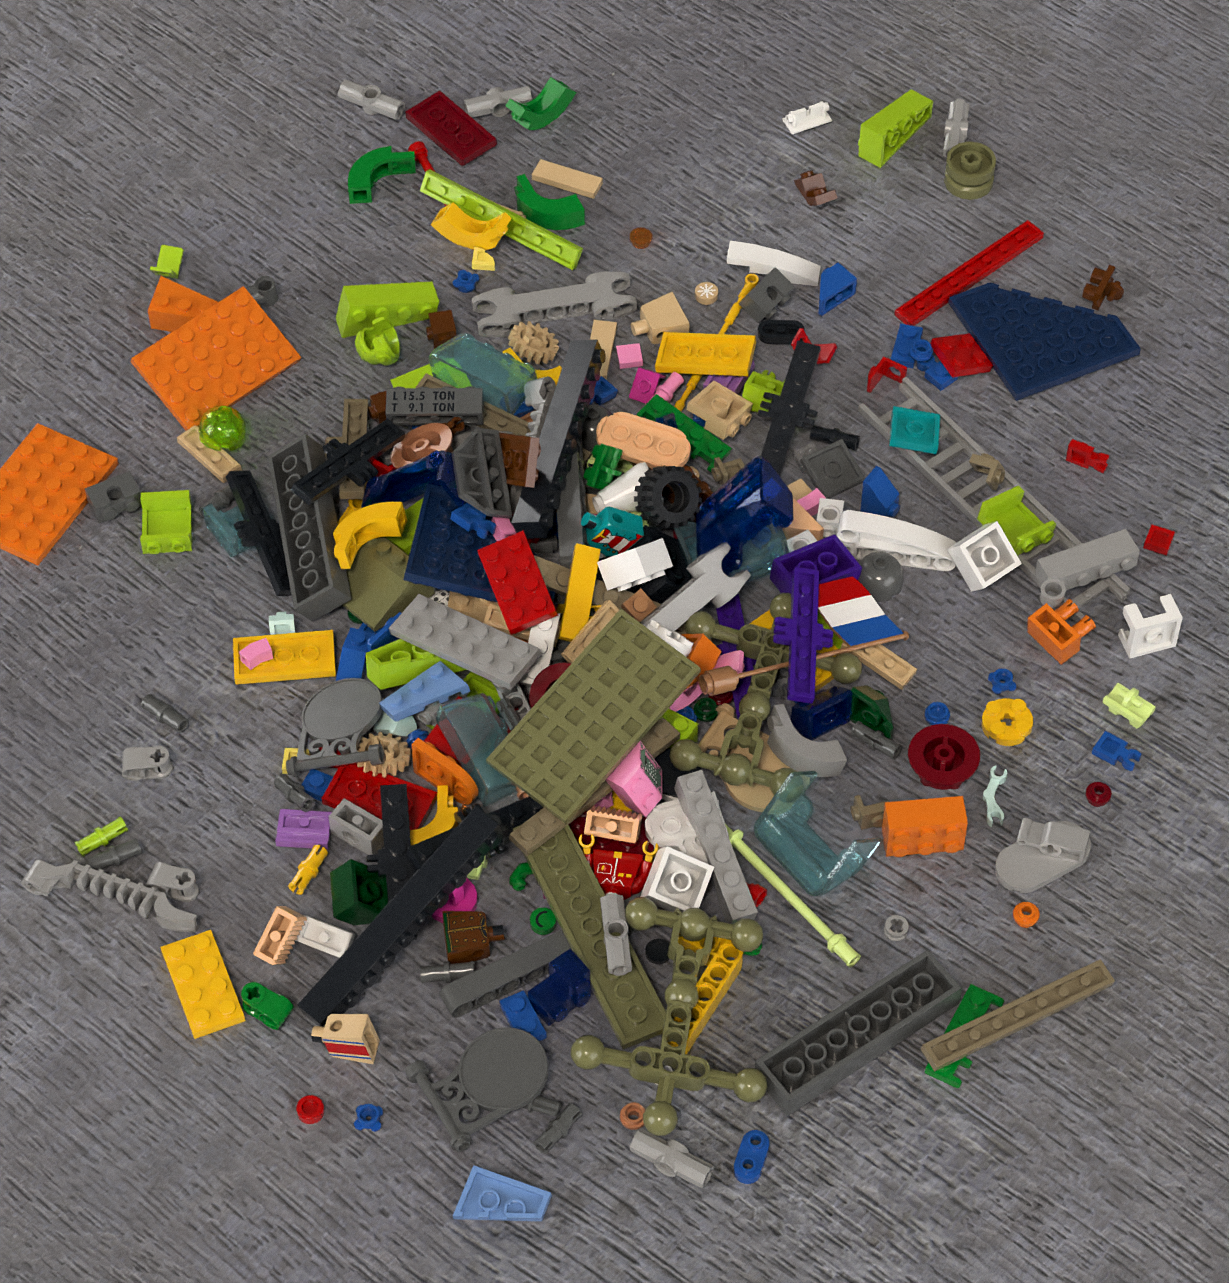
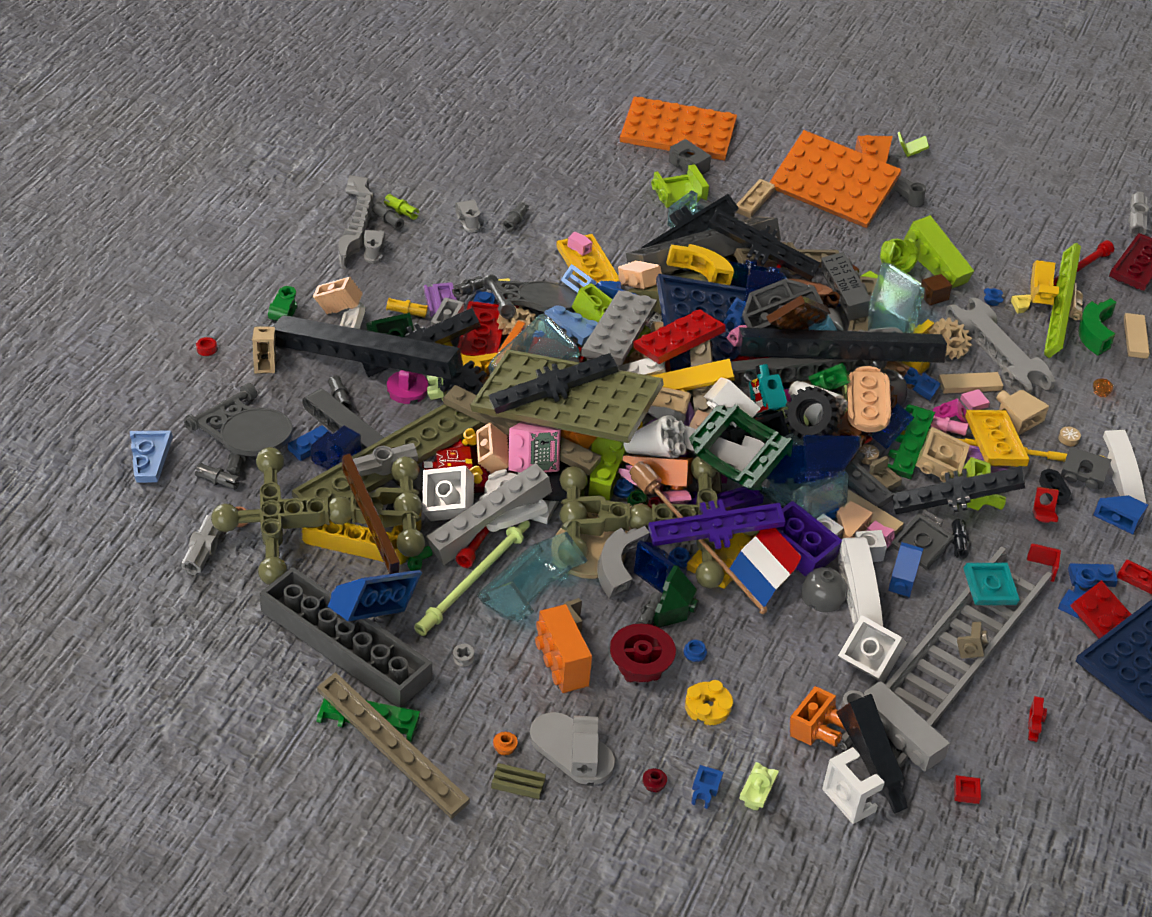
camera: 70 degrees right, 10 degrees down
(202, 984) = (300, 273): yellow plate -> none
(222, 428) = (776, 195): clear neon green cylinder -> none
(281, 623) = (614, 255): light aqua tile -> none
(343, 665) = (569, 274): none -> light blue tile
(356, 601) = (639, 274): none -> light nougat brick
(368, 1110) = (205, 374): blue plate -> none
(374, 166) = (1066, 224): green arch -> none
(468, 935) = (371, 396): reddish brown torso -> none
(577, 722) = (553, 383): none -> black hinge
(717, 957) = (370, 514): none -> reddish brown tile
(738, 556) = (764, 461): none -> dark green wedge
(753, 1155) = (217, 594): blue plate -> none
(824, 981) = (374, 595): none -> blue slope
(886, 664) = (733, 610): tan tile -> none
(993, 809) = (623, 701): light aqua piece -> none
(1002, 675) = (750, 692): blue plate -> none
(1018, 523) = (926, 669): lime panel -> none
(1085, 897) = (519, 777): none -> olive tile
(1108, 590) = (870, 739): none -> black piece

